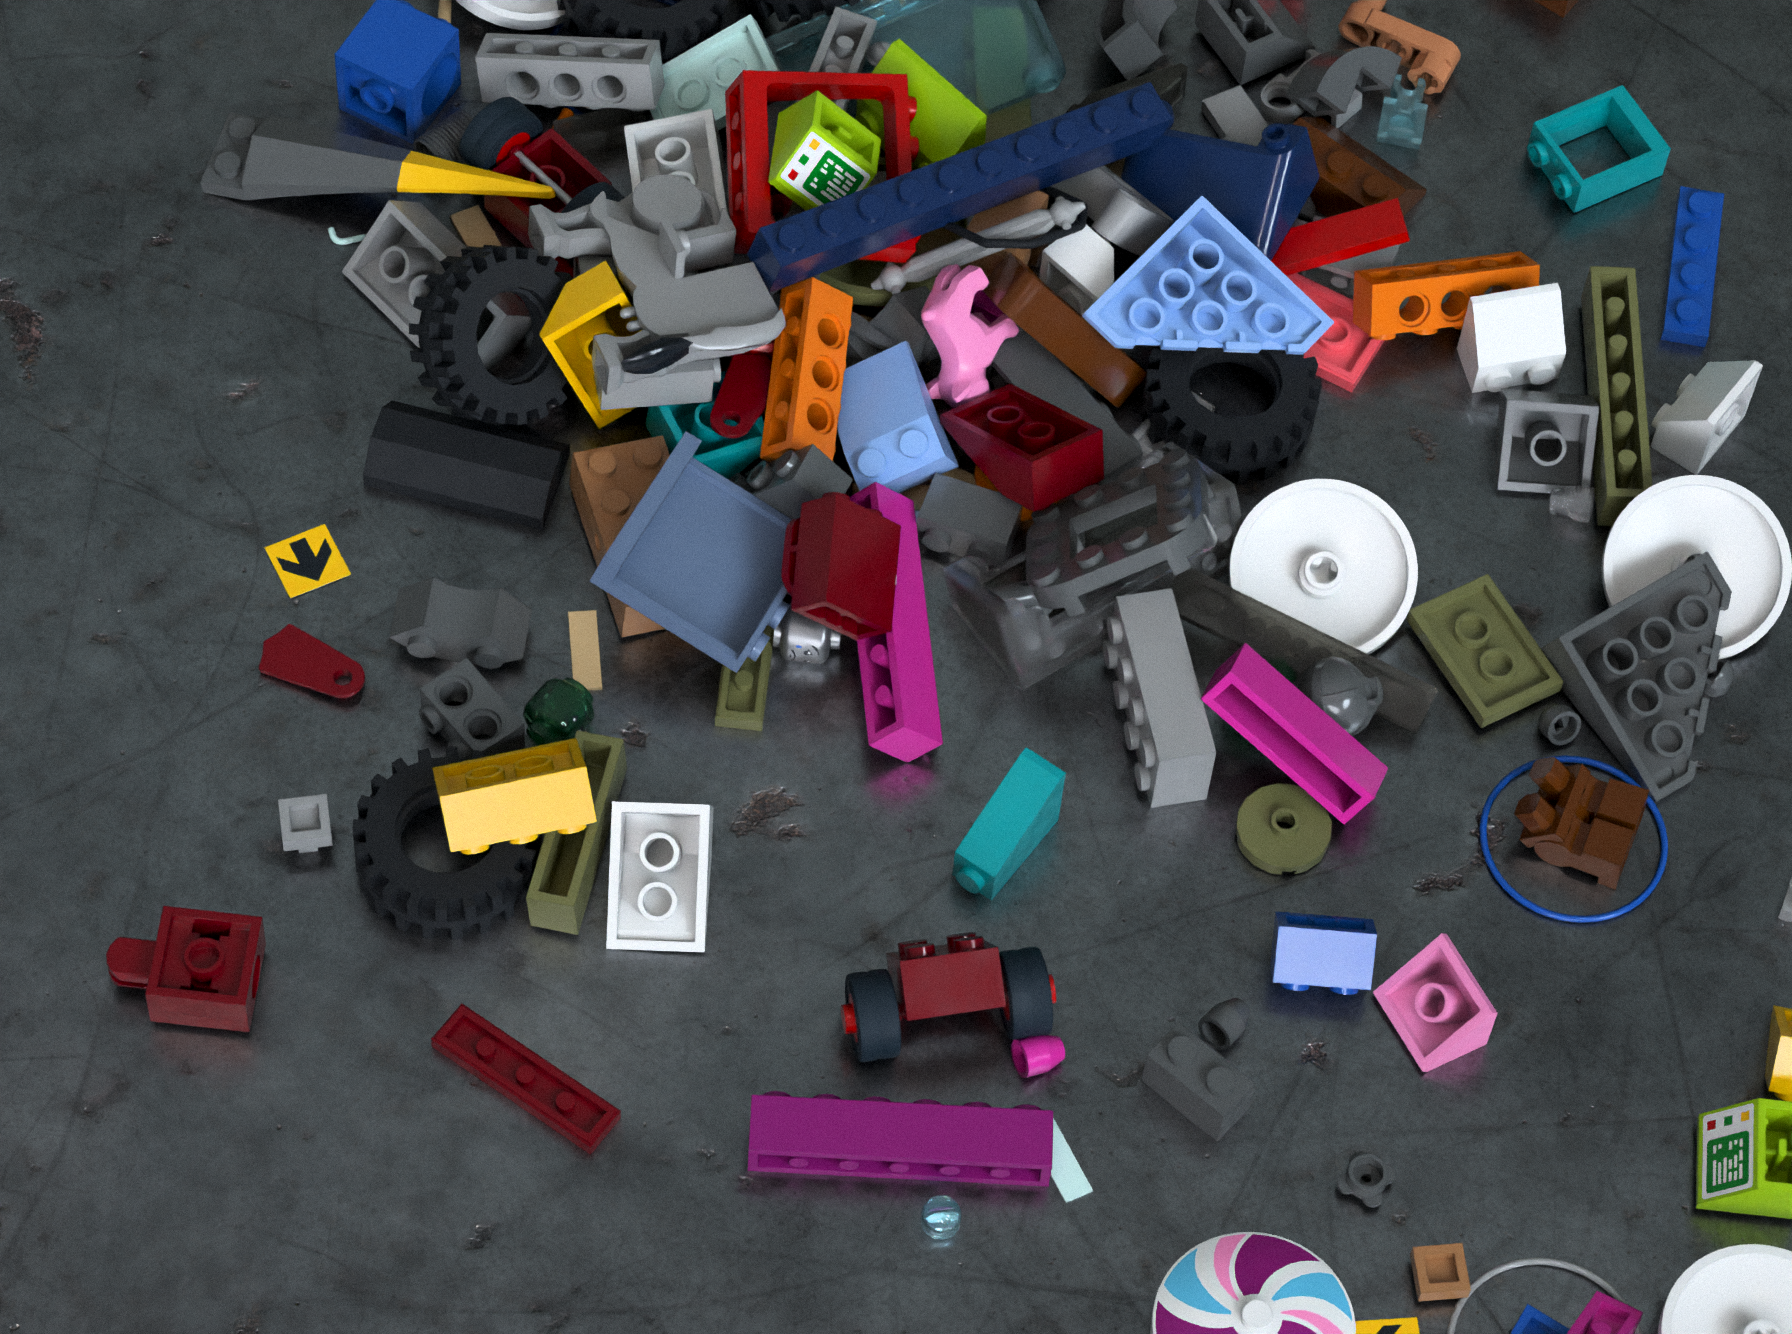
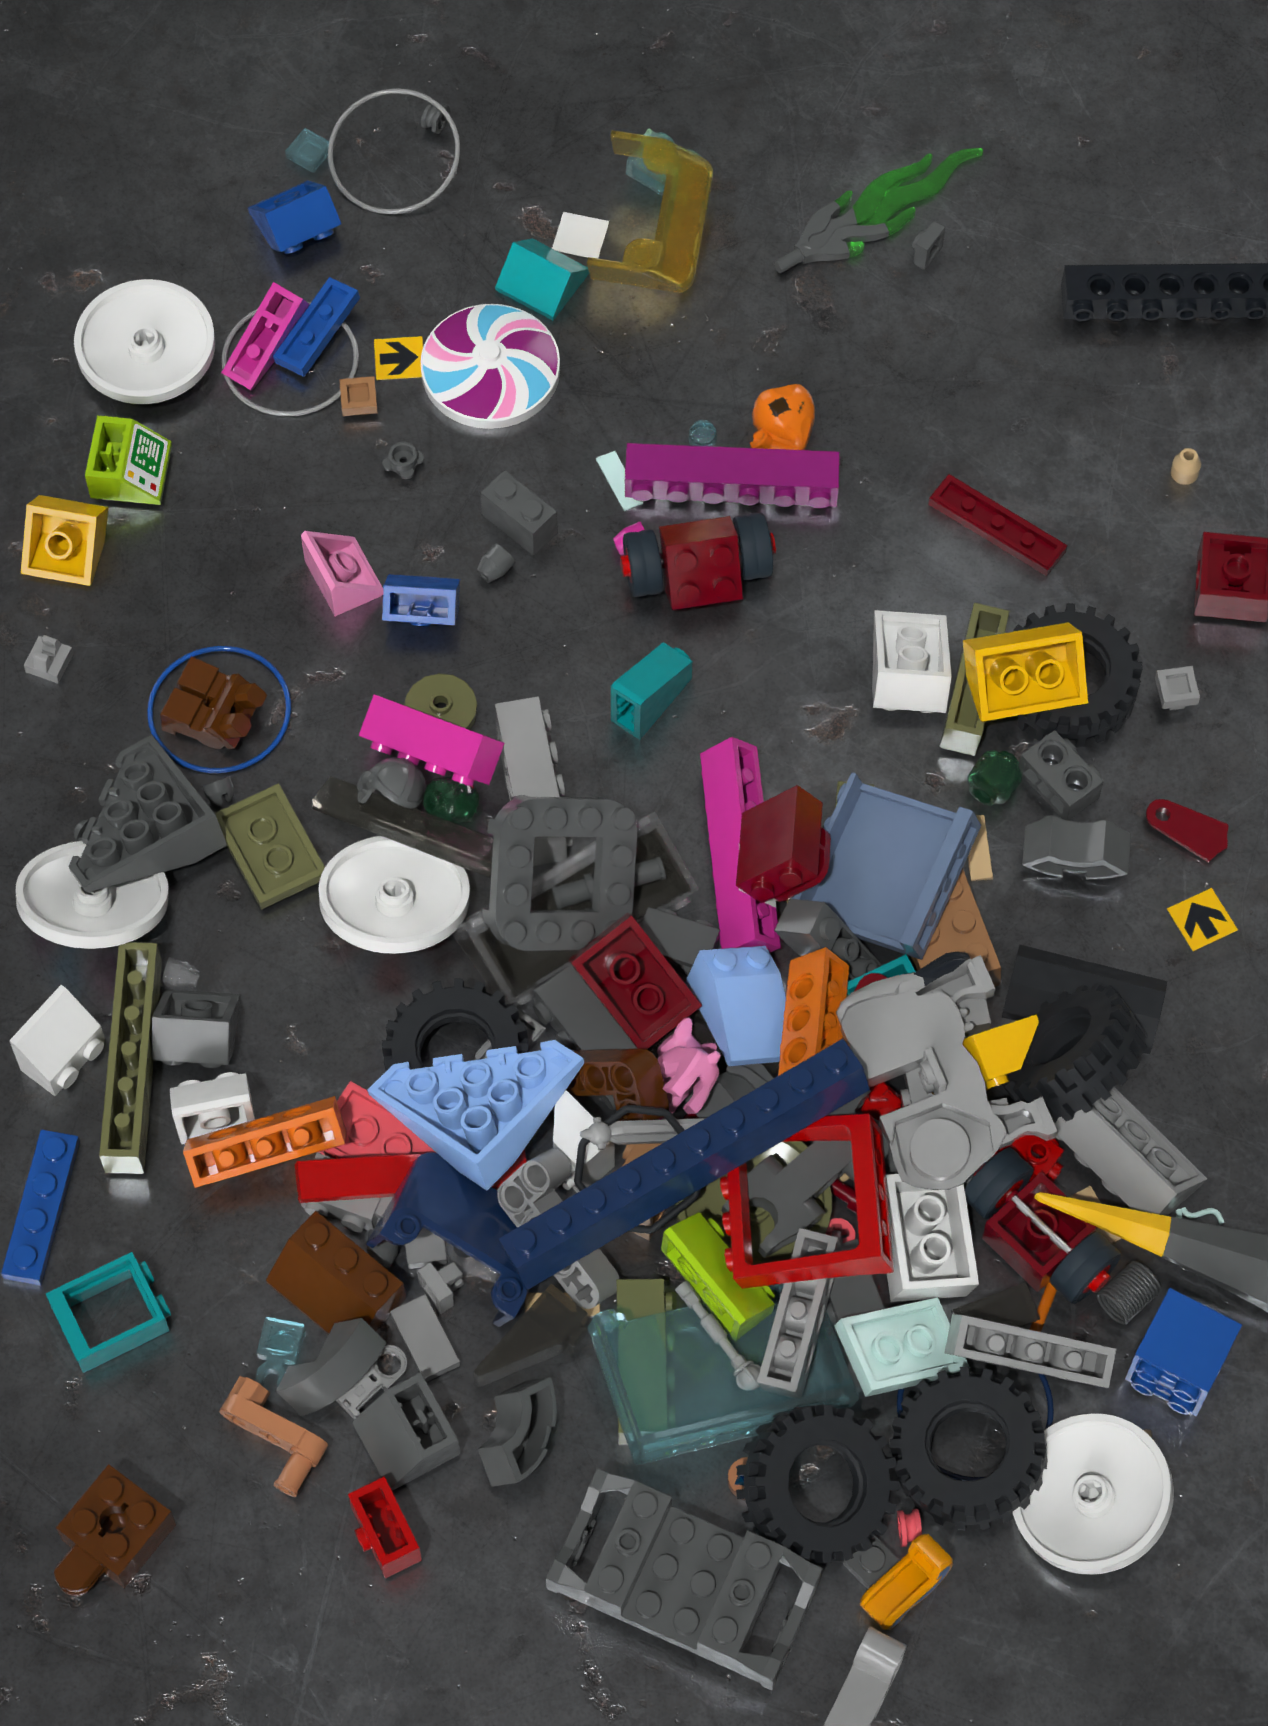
camera: 175 degrees left, 5 degrees up
(248, 1164) = (1186, 466): none -> tan hose
(821, 153) = (808, 1189): lime slope -> none
(828, 1216) = (783, 418): none -> orange piece

